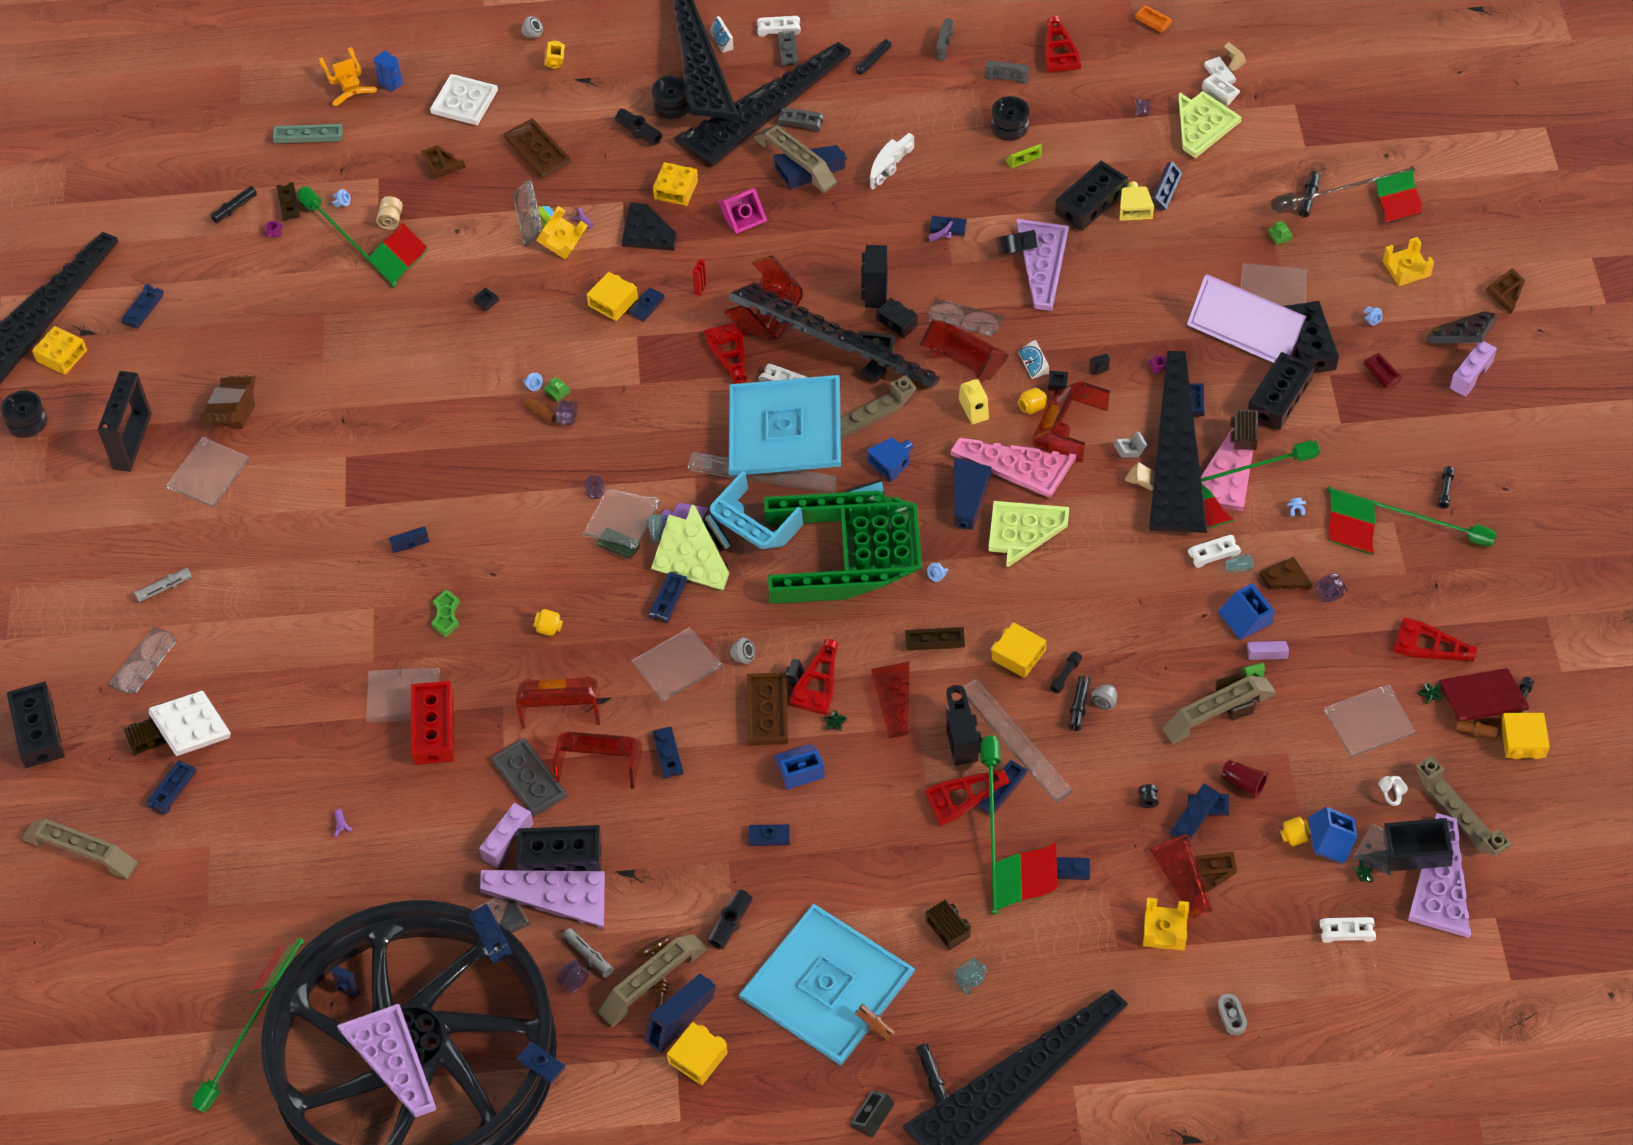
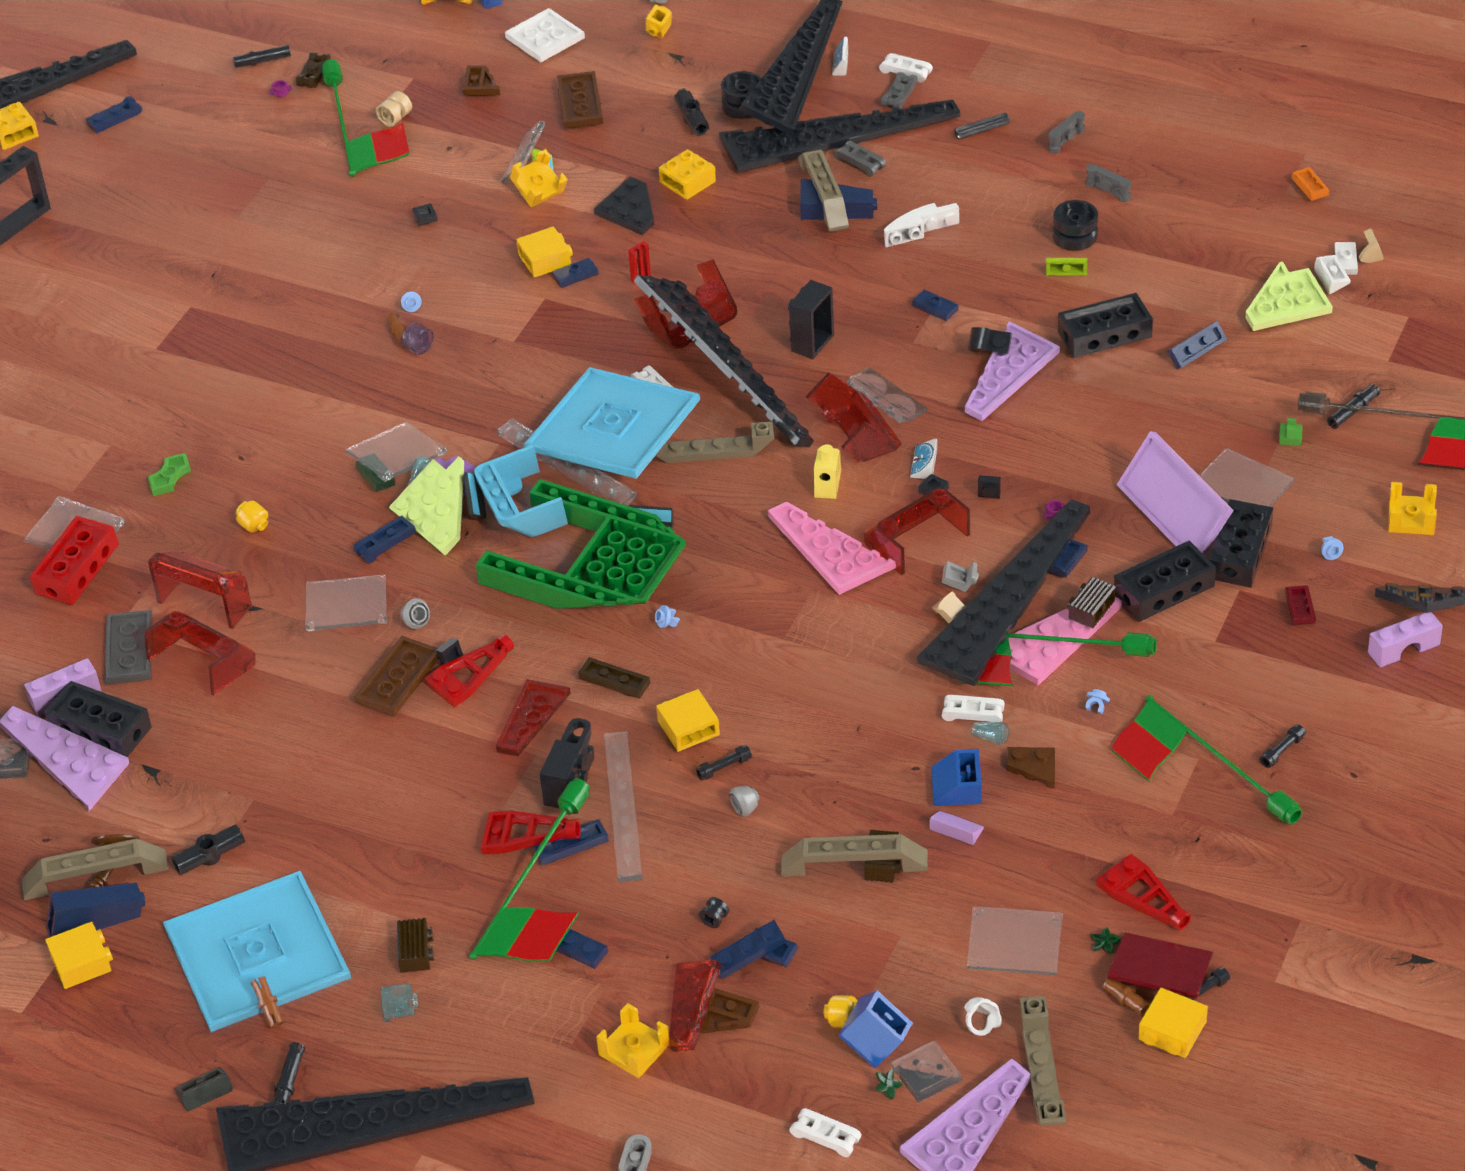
camera: 30 degrees right, 10 degrees down
(207, 472) = (58, 274): clear piece -> none
(231, 402) = (120, 221): reddish brown slope -> none
(308, 133) = (377, 17): sand green plate -> none
(342, 198) = (363, 83): light blue plate -> none
(409, 539) = (185, 396): dark blue plate -> none
(556, 389) = (429, 316): bright green tile -> none
(572, 976) = (21, 835): clear purple wheel -> none
(583, 218) = (574, 175): medium lavender bar -> none
(593, 958) = (56, 830): light grey pin -> none
(598, 490) = (393, 414): clear purple wheel -> none
(667, 752) = (273, 677): dark blue plate -> none
(726, 334) = (623, 325): red plate -> none
(742, 210) = (734, 219): dark pink slope -> none
(769, 835) = (309, 791): dark blue plate -> none
(800, 766) = (384, 740): blue slope -> none
(836, 720) = (457, 714): dark green plant -> none
(873, 371) = (749, 411): black plate -> none
(880, 339) = (783, 387): pearl dark grey slope -> none
(890, 457) = (703, 494): blue torso -> none
(897, 317) = (810, 367): black brick -> none
(941, 234) = (921, 309): medium lavender bar -> none
(969, 491) = (756, 556): dark blue slope -> none
(1024, 527) = (787, 609): yellowish green wing -> none
(1032, 401) = (889, 495): yellow head -> none
(1060, 62) = (1182, 193): red plate -> none
(1078, 709) = (707, 801): black pin -> none
(1135, 203) = (1148, 349): light yellow torso -> none
(1142, 107) = (1230, 262): clear purple wheel -> none
(1245, 777) = (831, 939): dark red plant -> none
(1257, 669) = (922, 837): bright green tile -> none
(1331, 587) = (1069, 791): clear purple wheel -> none
(1418, 844) = (957, 1075): black piece -> none

